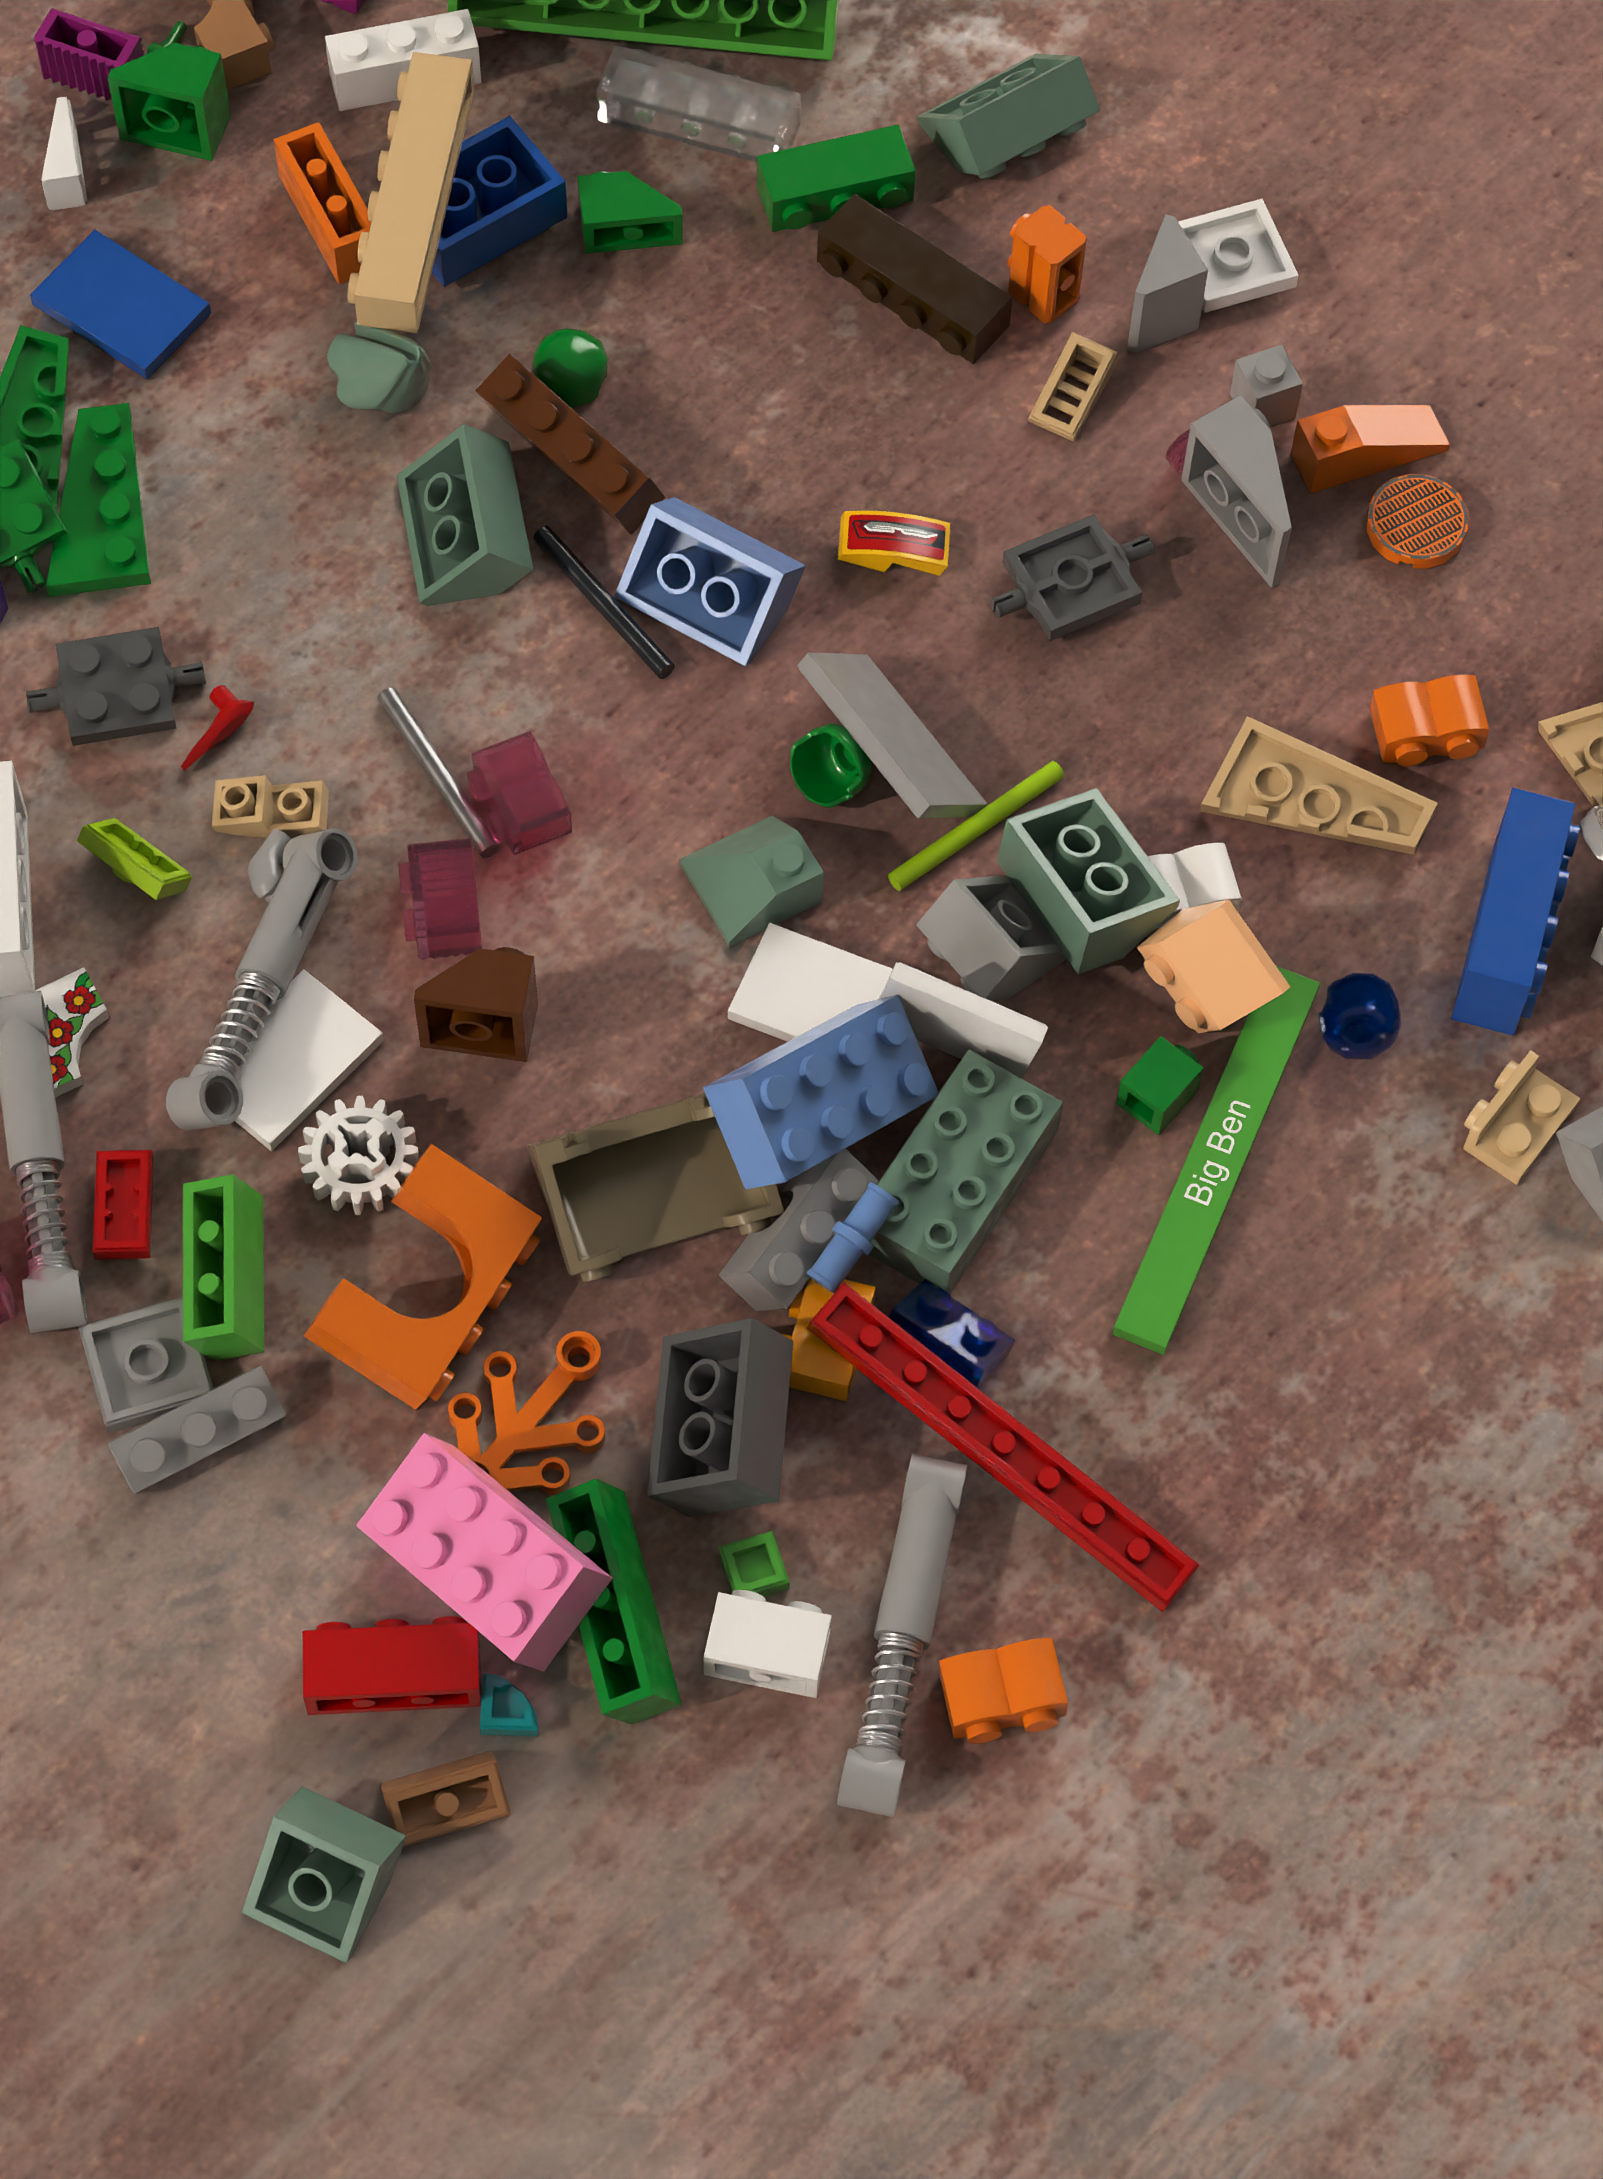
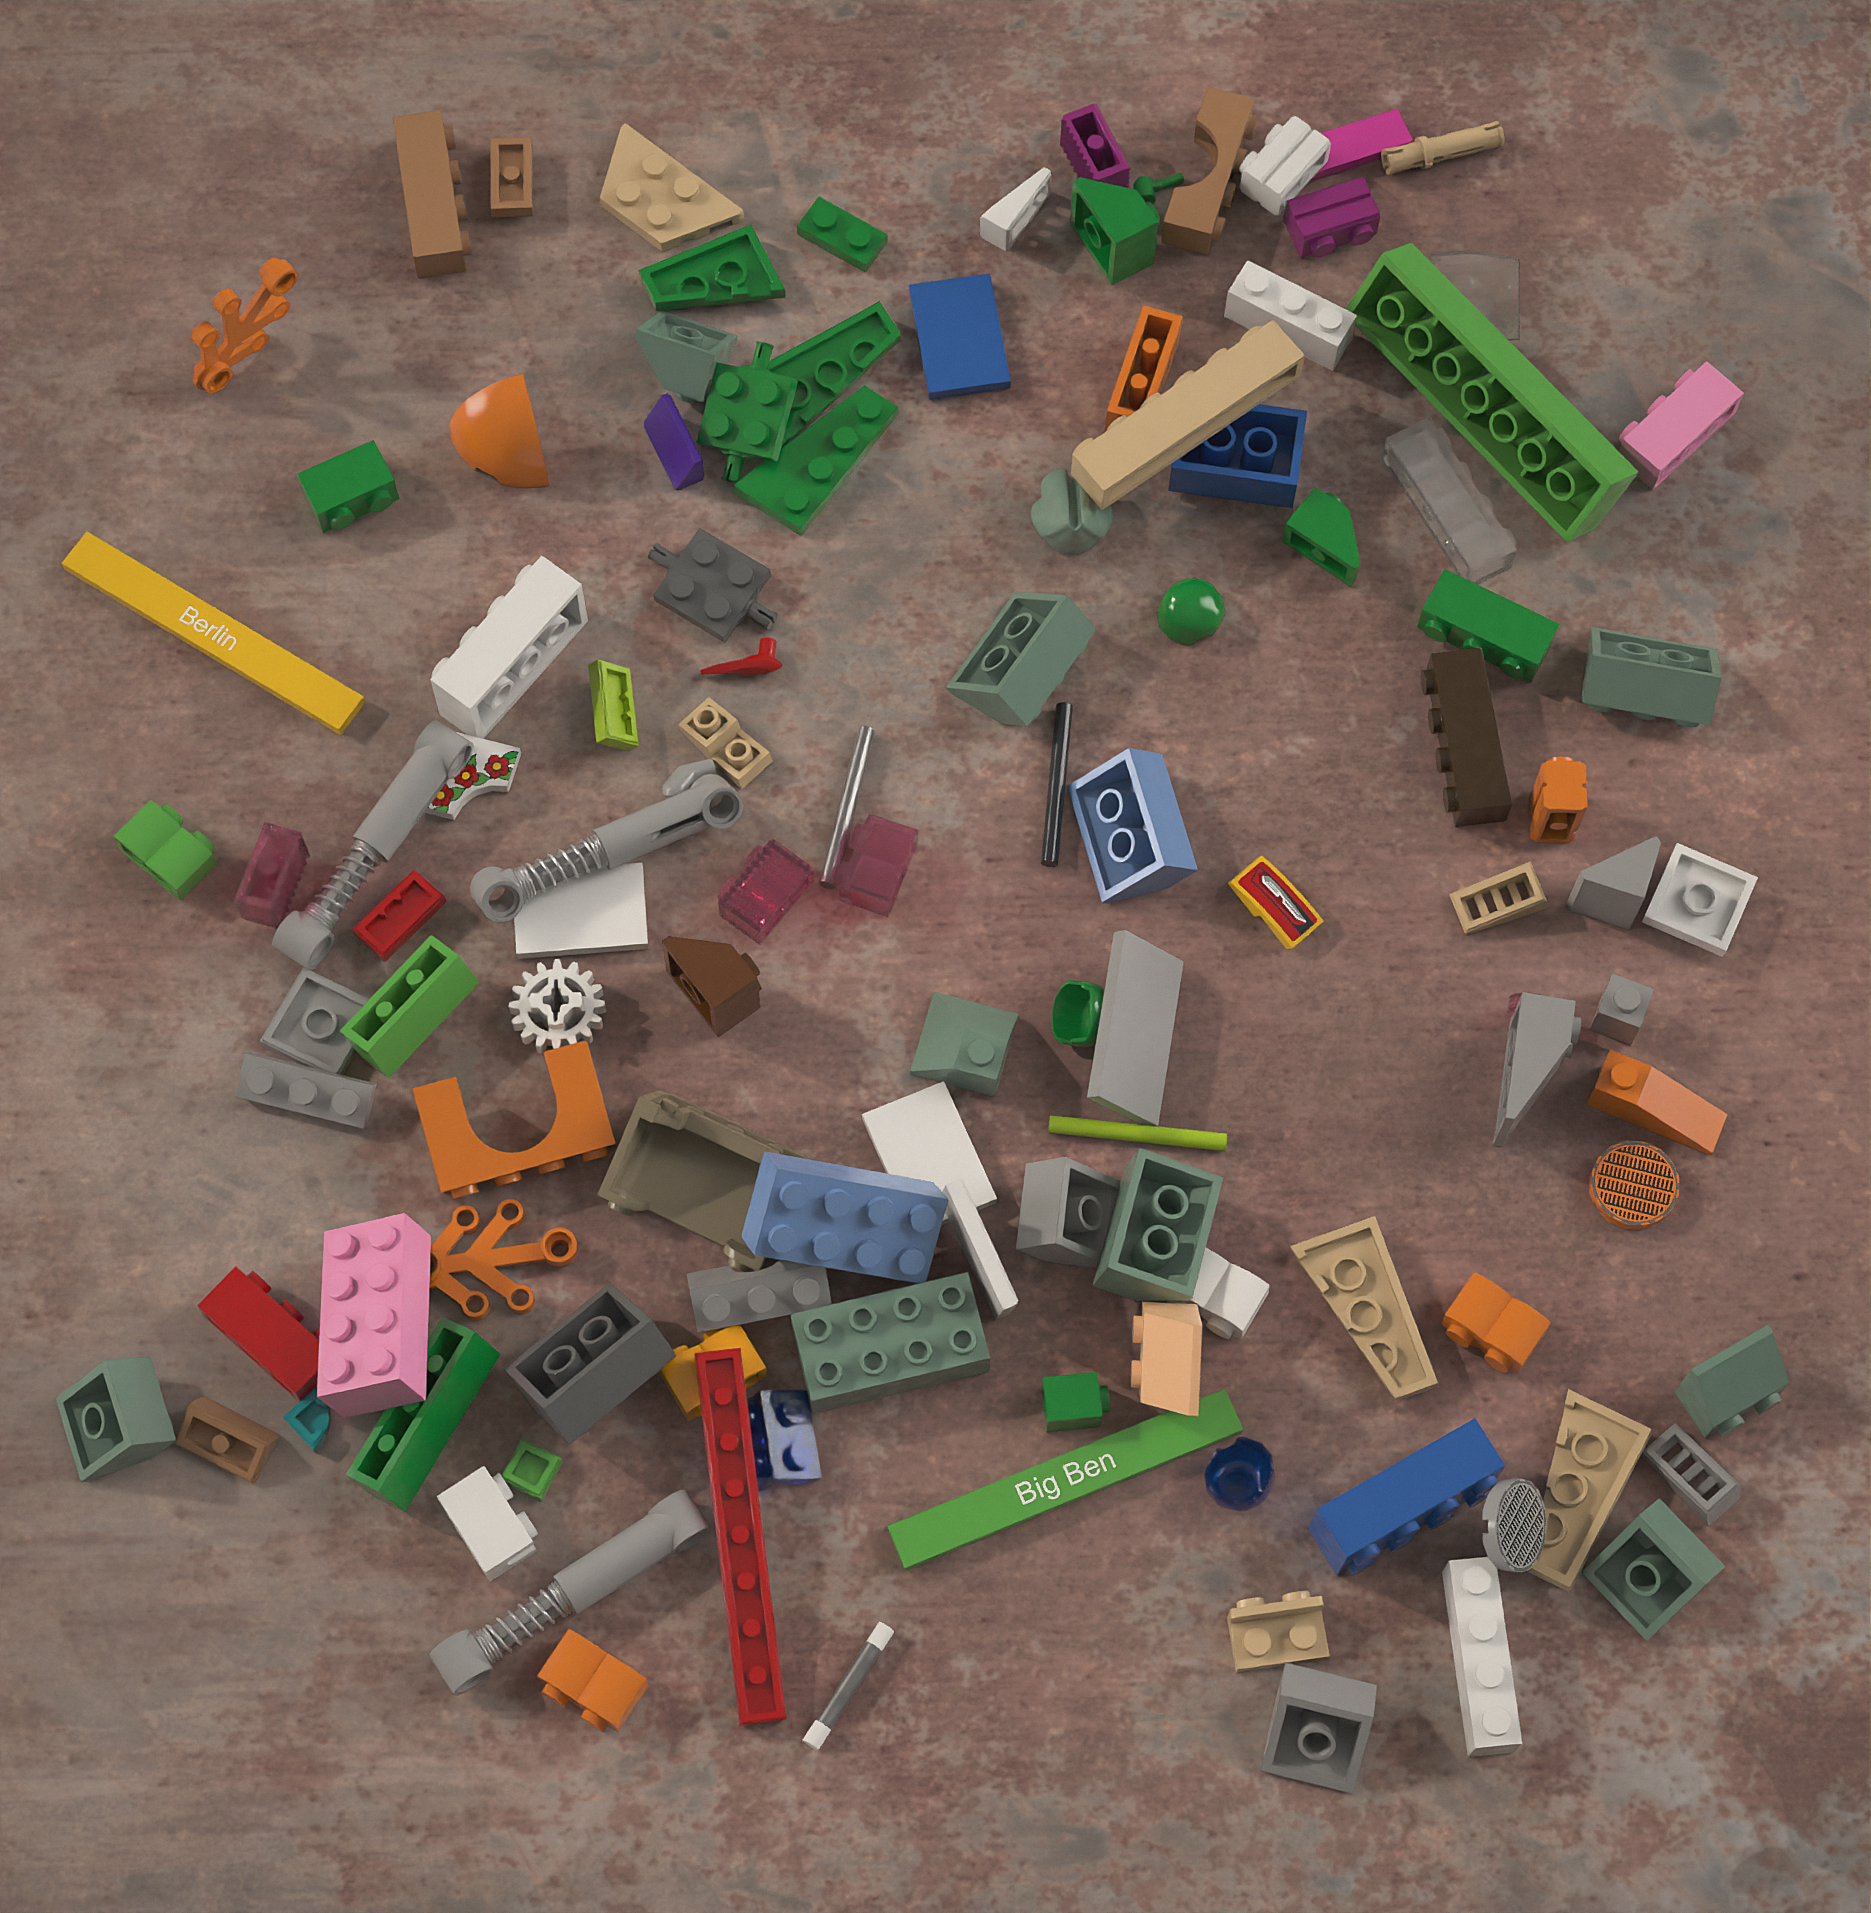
camera: 45 degrees right, 5 degrees up
(570, 443) = (1132, 663): reddish brown brick -> none
(852, 1237) = (772, 1325): medium blue pin -> none
(1072, 577) = (1364, 1025): dark grey plate -> none
(1220, 1490) = (848, 1686): none -> flat silver bar

